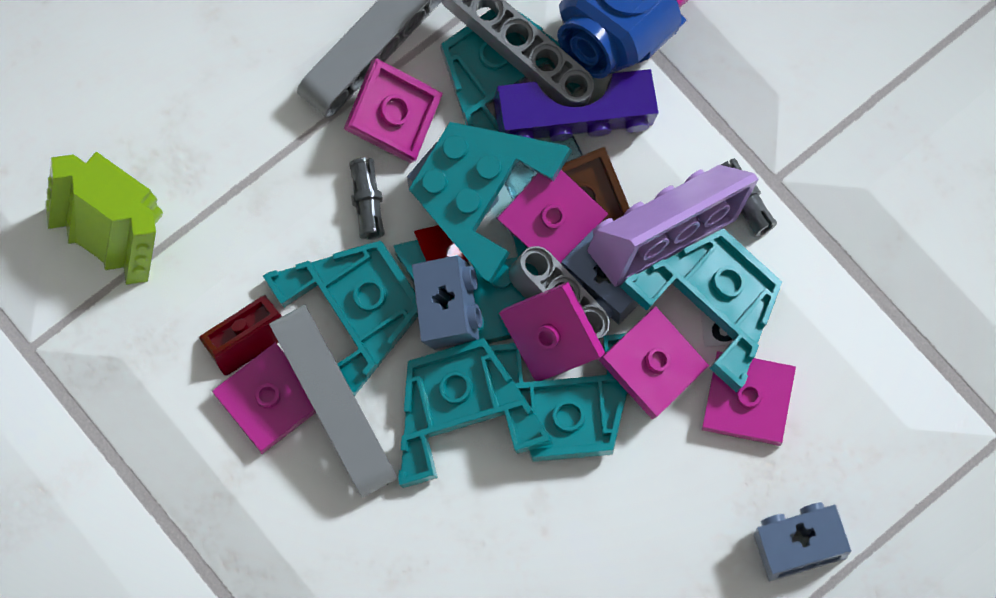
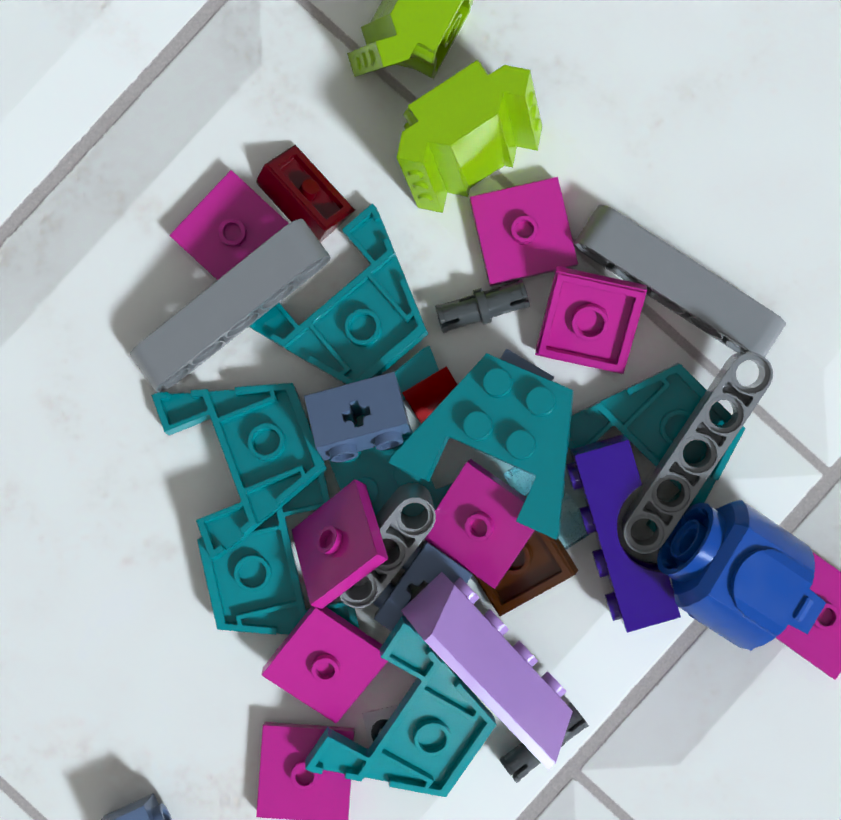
camera: 80 degrees right, 15 degrees up
(217, 183) = (467, 131): none -> lime slope
(308, 158) = (523, 231): none -> dark pink plate

